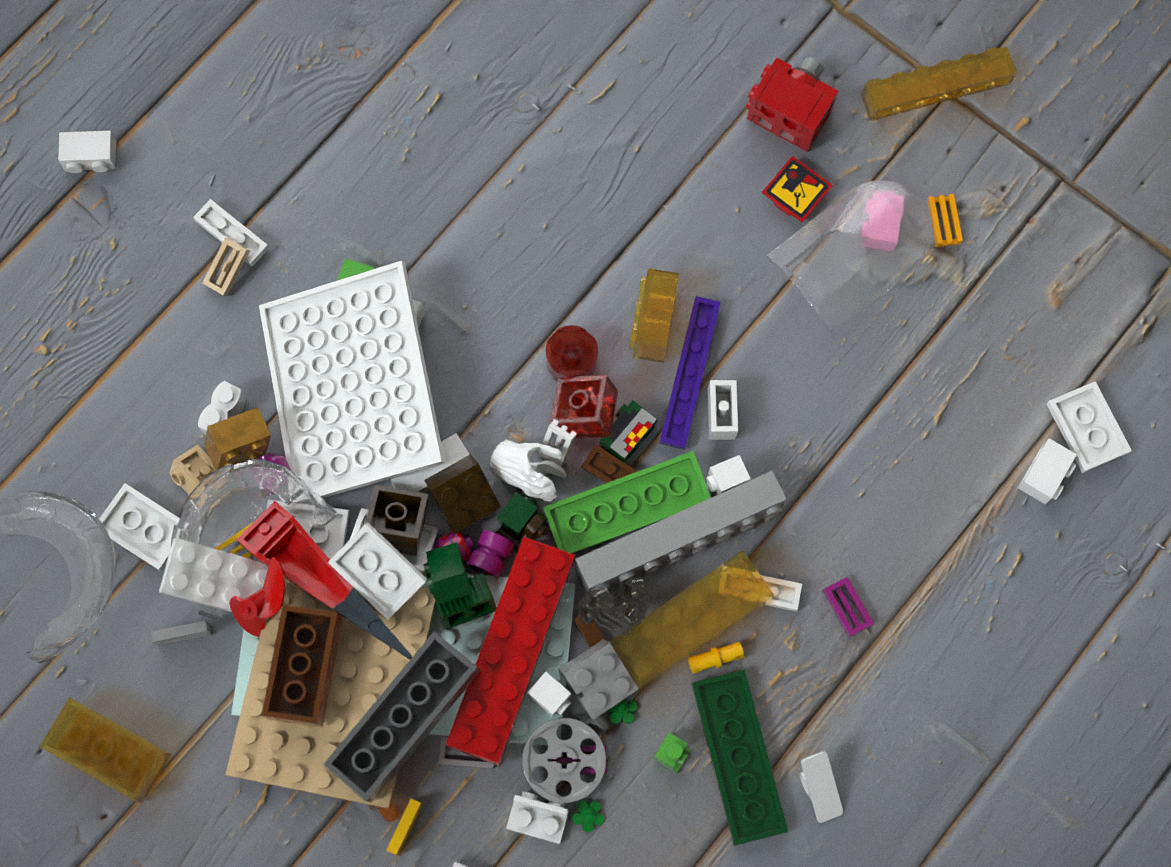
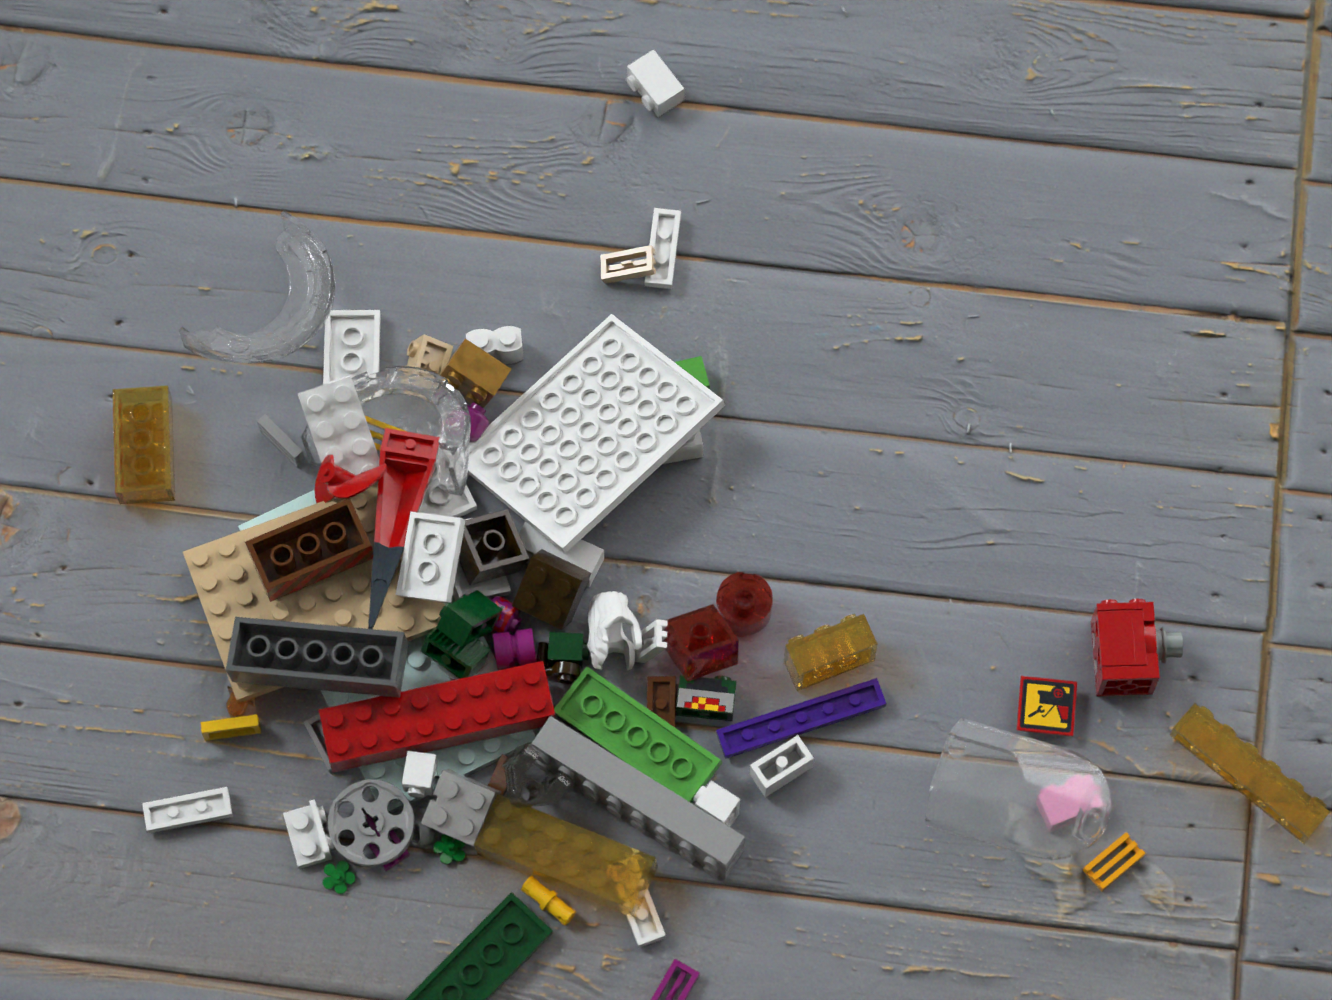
camera: 60 degrees right, 5 degrees down
(672, 752) = (437, 913): bright green brick -> none

